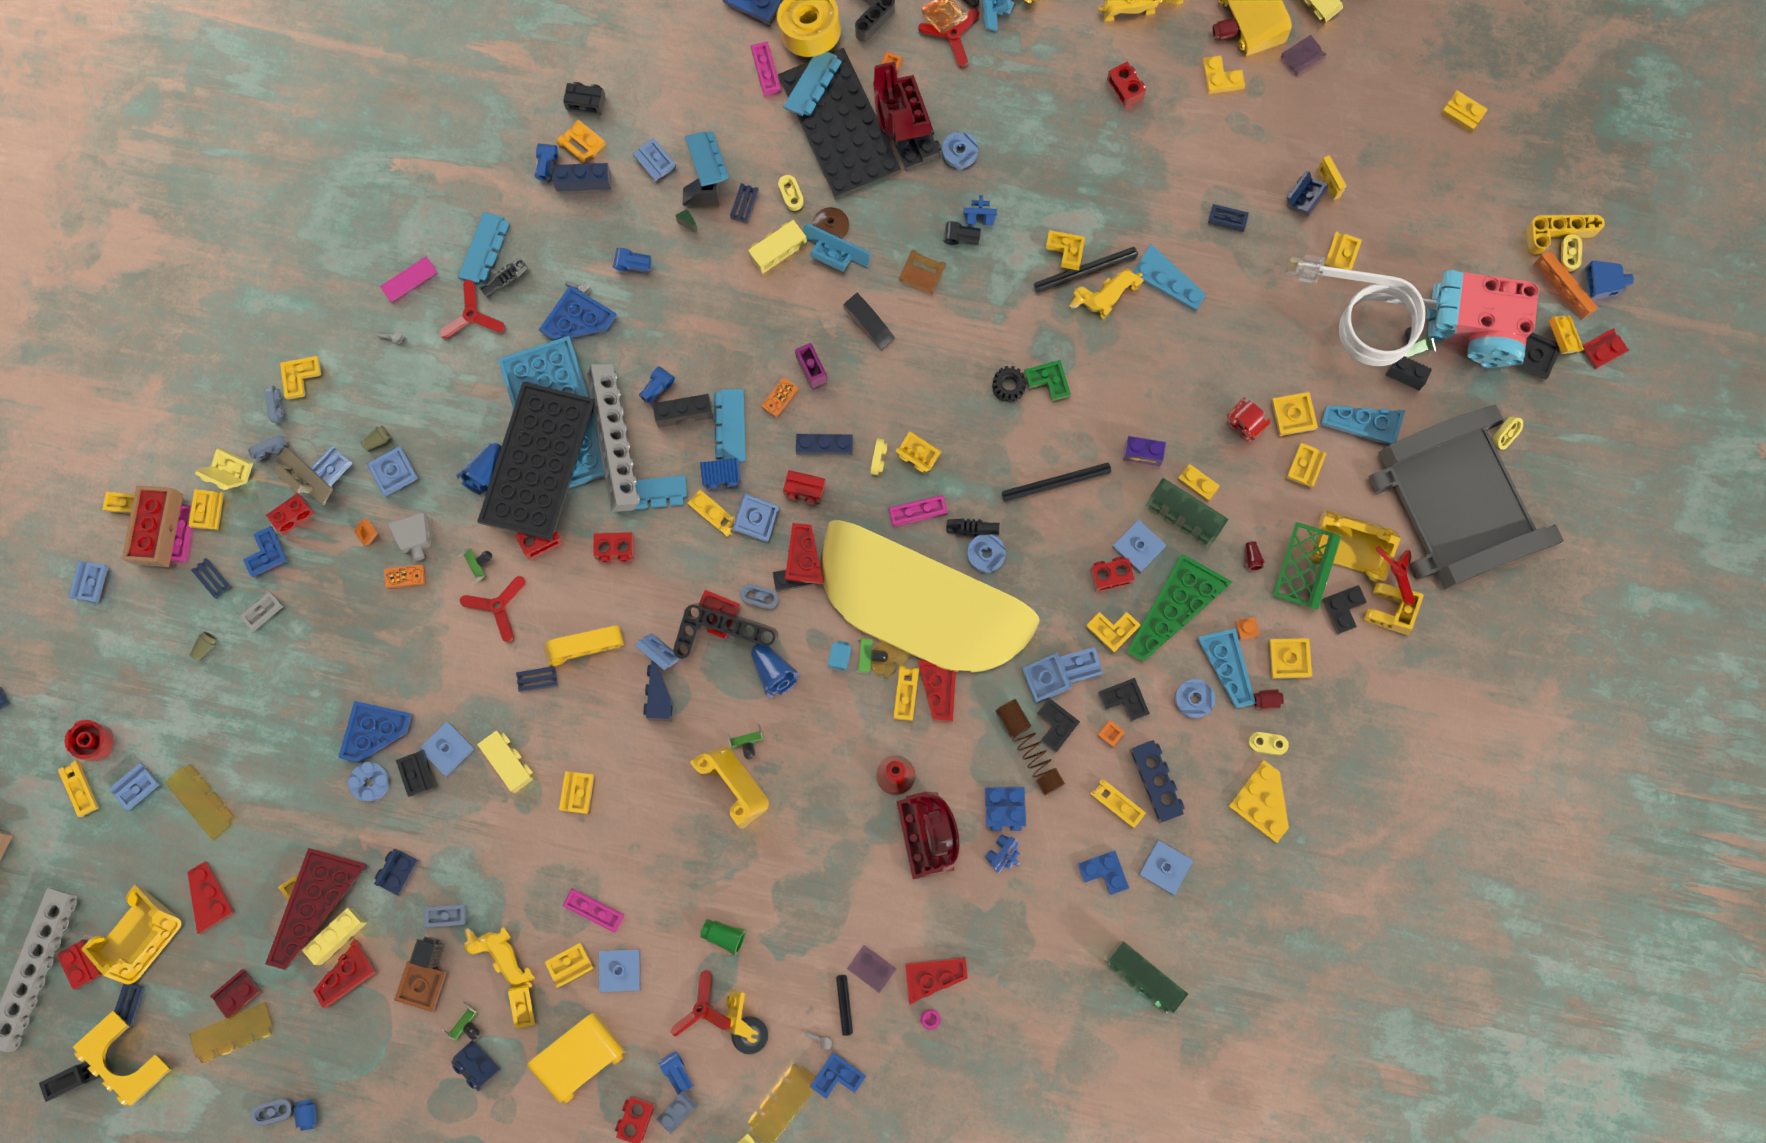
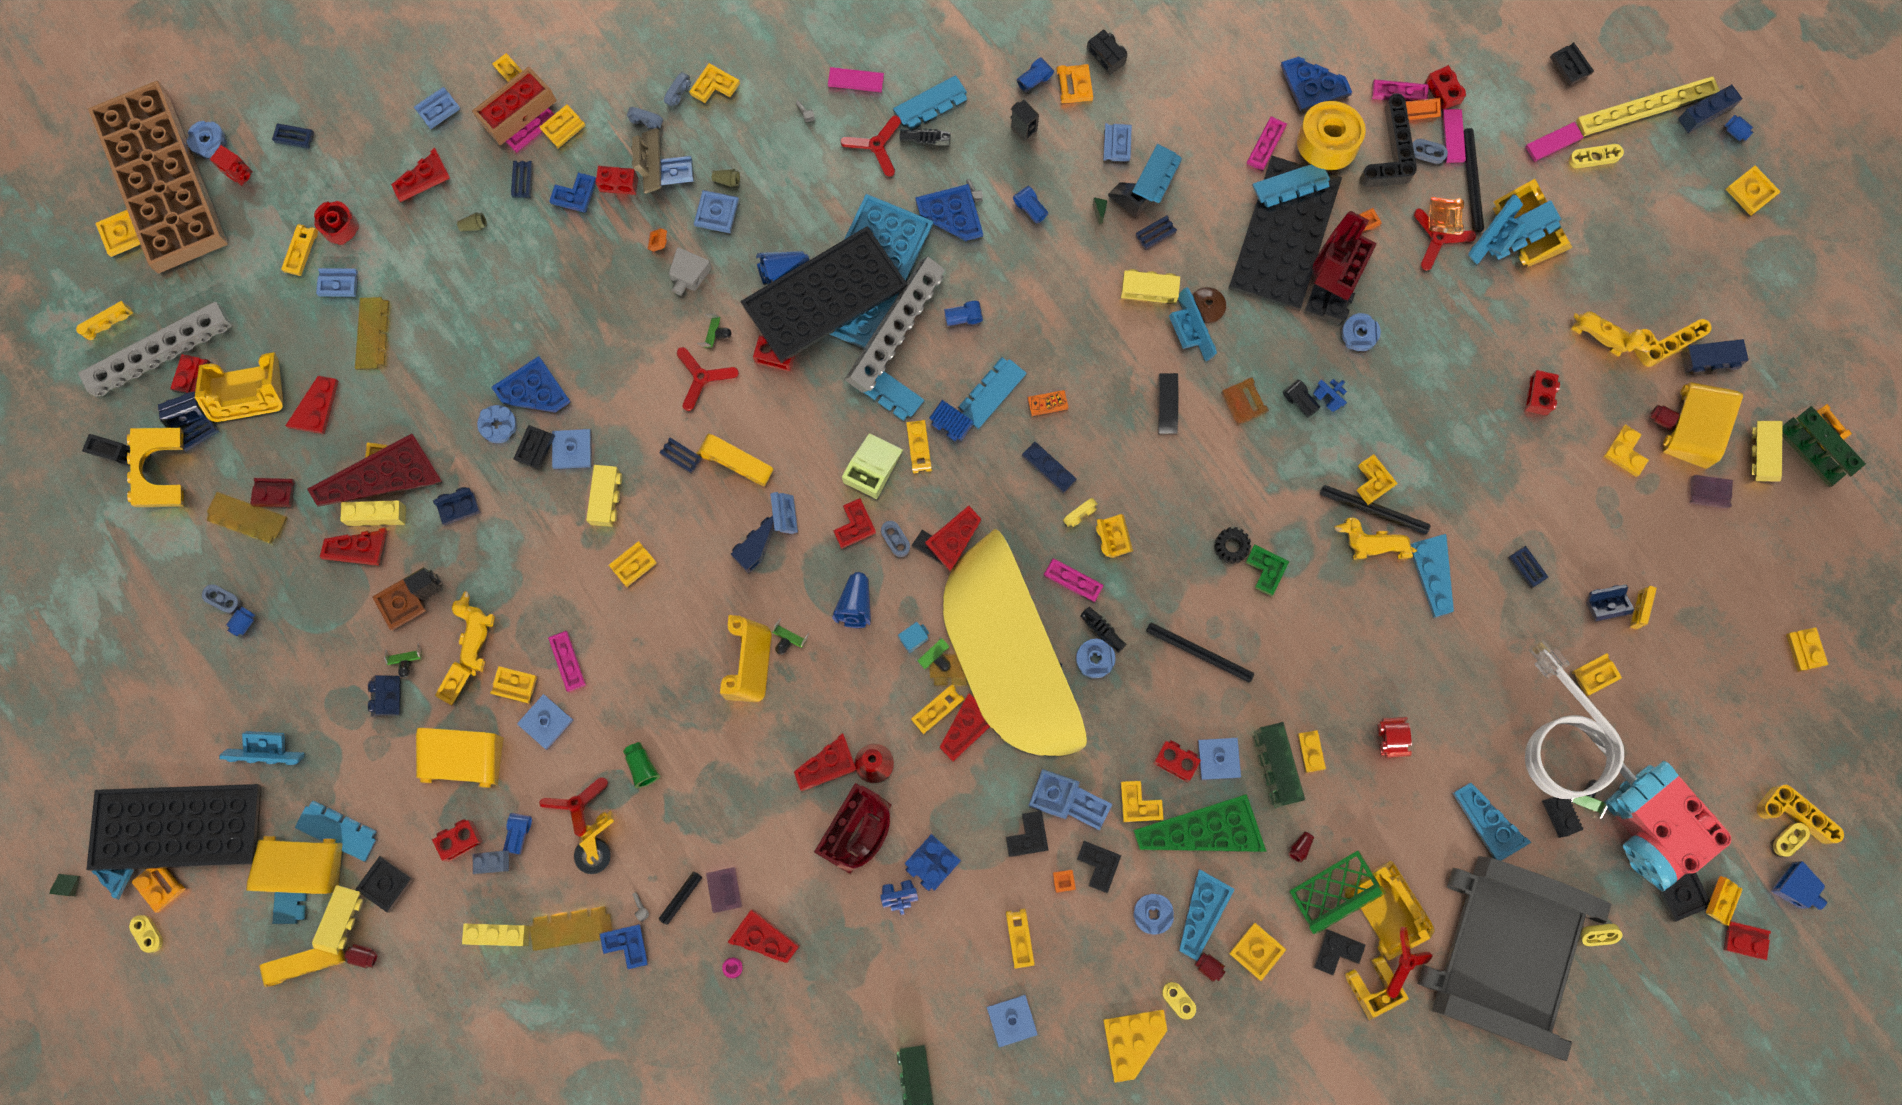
camera: 40 degrees right, 0 degrees up
(99, 997) = (180, 411): none -> dark blue brick
(127, 646) = (424, 176): none -> red wing
(226, 470) = (600, 110): light yellow bracket -> none
(261, 611) = (534, 233): light grey plate -> none
(404, 576) = (655, 296): orange tile -> none
(445, 916) = (461, 569): sand blue plate -> none
(569, 200) = (1024, 119): none -> black brick
(582, 177) = (1052, 109): dark blue brick -> none
(614, 541) = (826, 404): red brick -> none
(671, 411) = (975, 354): black arch -> none
(691, 558) = (871, 466): none -> yellowish green slope
(721, 625) = (846, 535): black beam -> none
(755, 517) = (946, 477): medium blue plate -> none
(792, 193) = (1197, 255): light yellow plate -> none
(804, 487) = (1003, 487): red brick -> none
(811, 365) = (1092, 399): magenta brick -> none
(863, 807) = (827, 765): none -> red wing
(1015, 723) = (998, 806): reddish brown piece -> none
(1108, 867) = (968, 980): blue plate -> none
(1144, 451) = (1290, 689): dark purple brick -> none
(1154, 792) = (1048, 977): dark blue brick -> none
(1247, 628) = (1245, 897): orange plate -> none
(1294, 414) = (1438, 766): yellow plate -> none
(1306, 465) = (1410, 814): yellow plate -> none
(1565, 285) = (1762, 861): orange fence -> none

